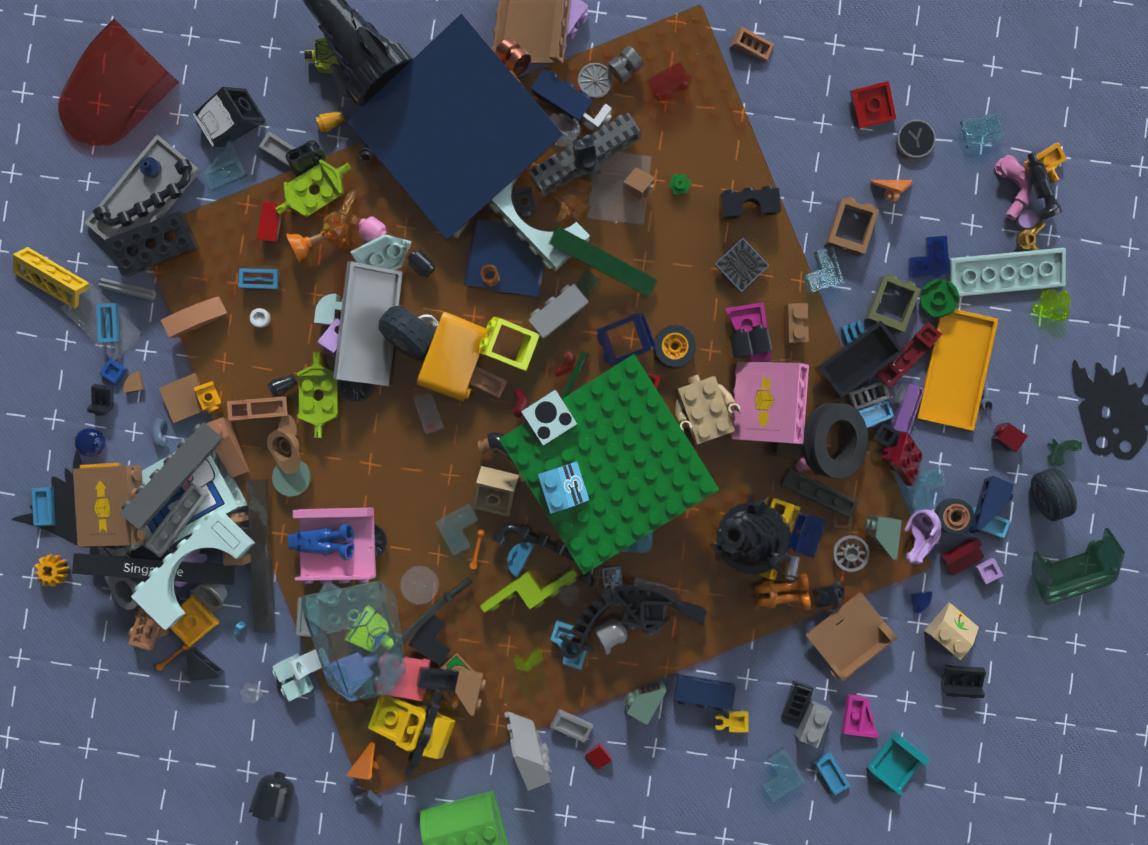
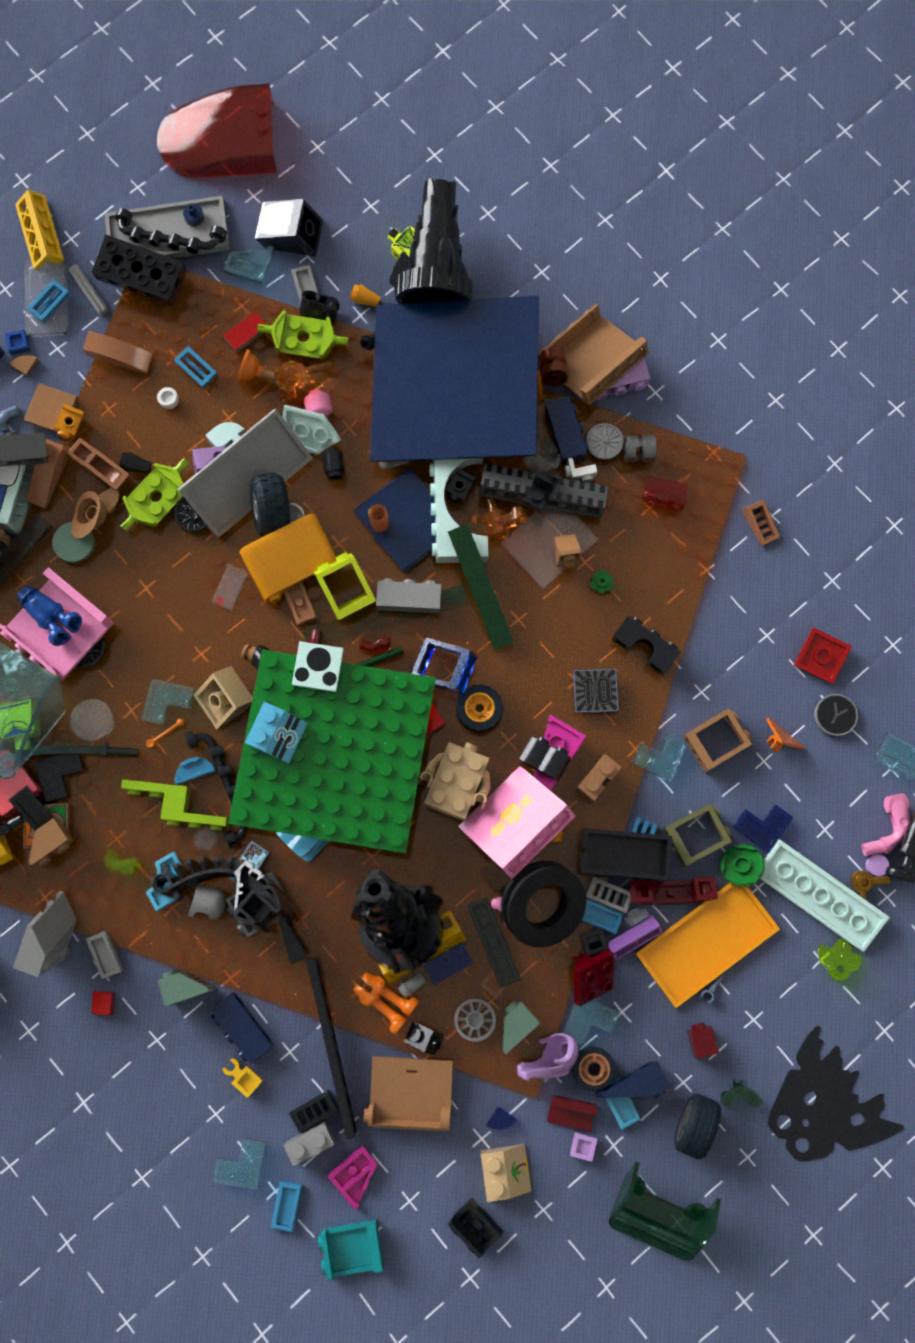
camera: 45 degrees right, 10 degrees down
(774, 652) = (332, 1047): none -> black tile

